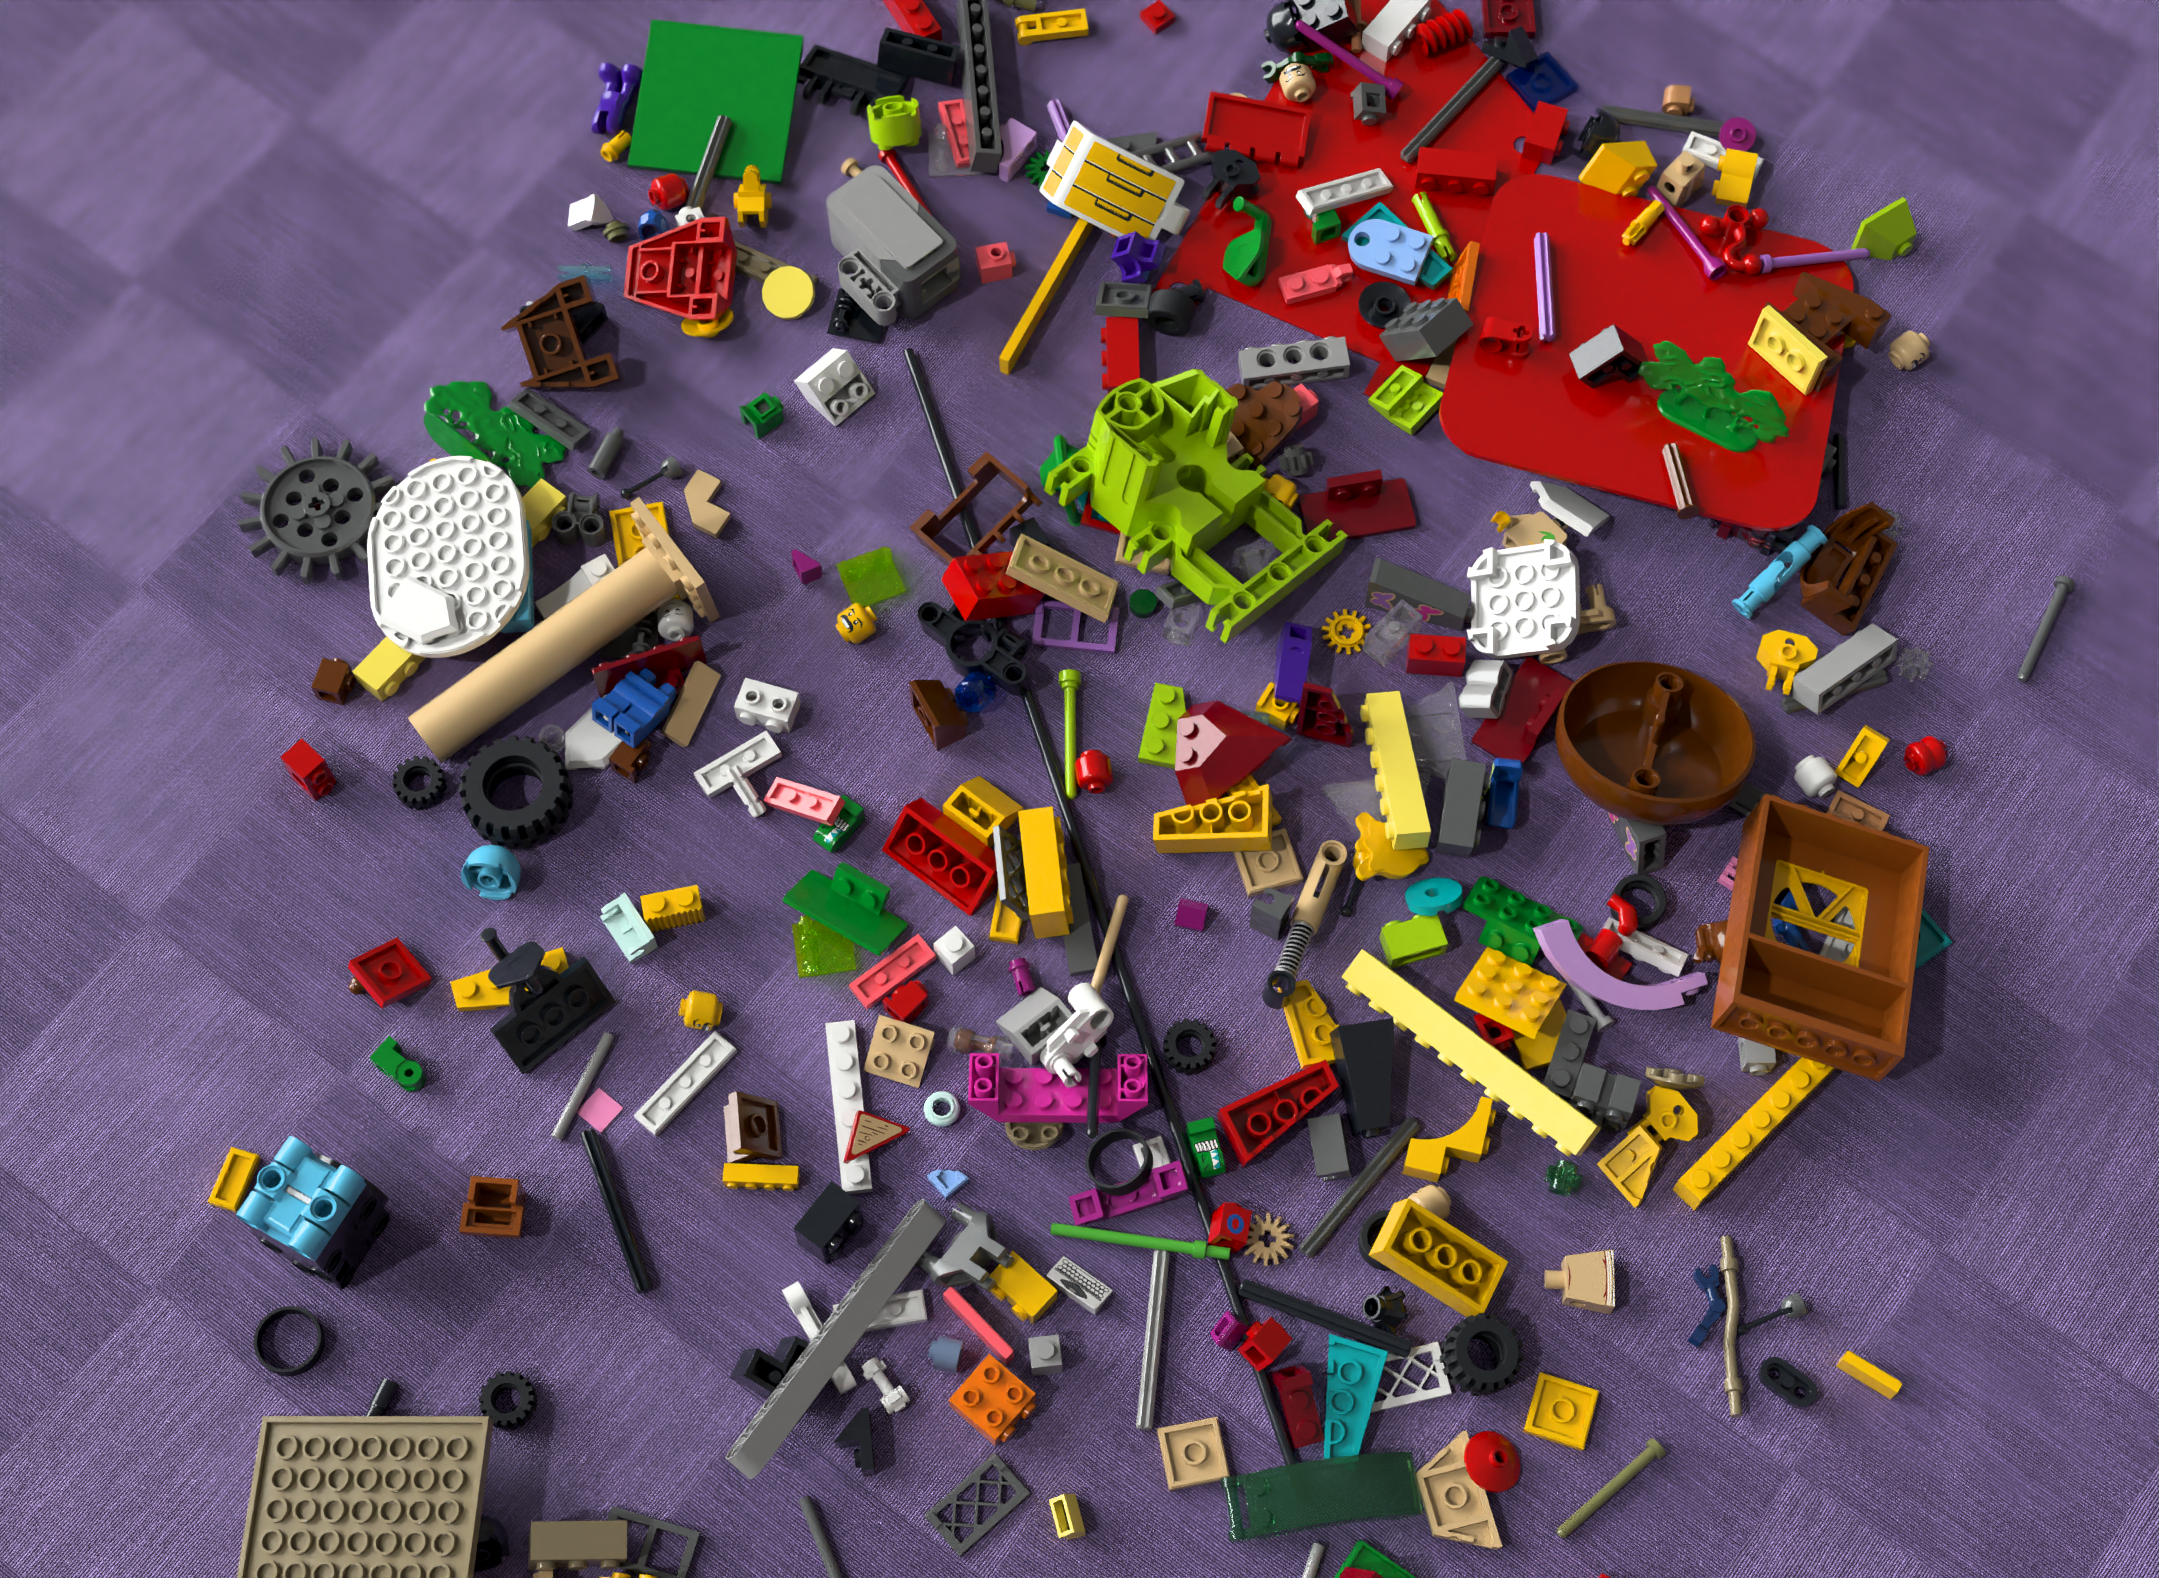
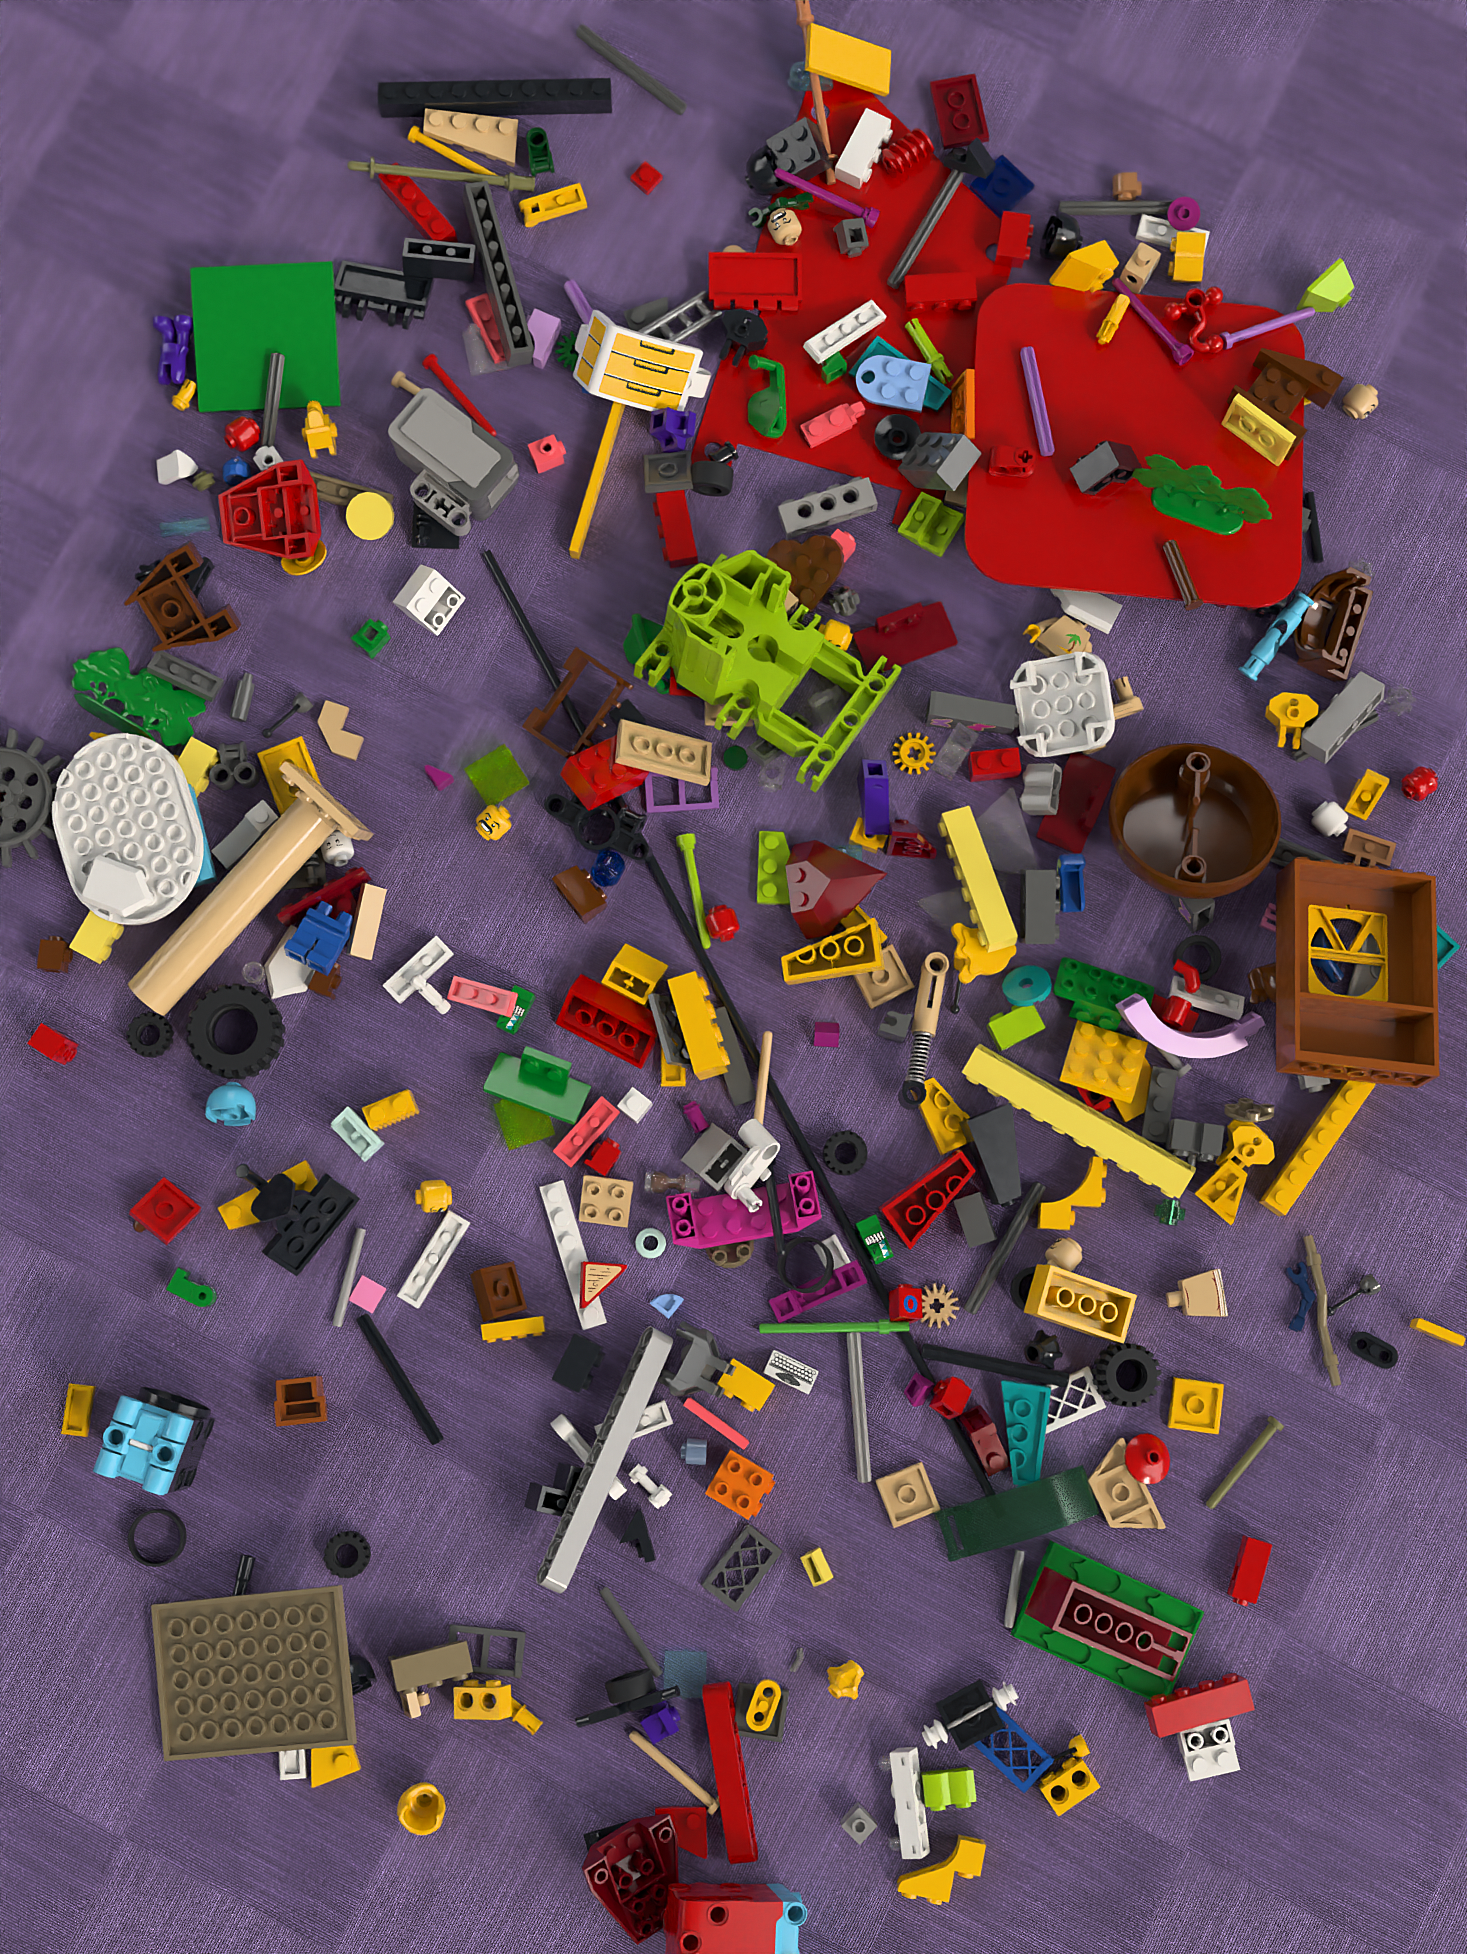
camera: 10 degrees left, 15 degrees up
(767, 706) = (432, 912): white brick -> none
(894, 122) = (431, 331): lime brick -> none
(1045, 1355) = (775, 1438): light grey brick -> none

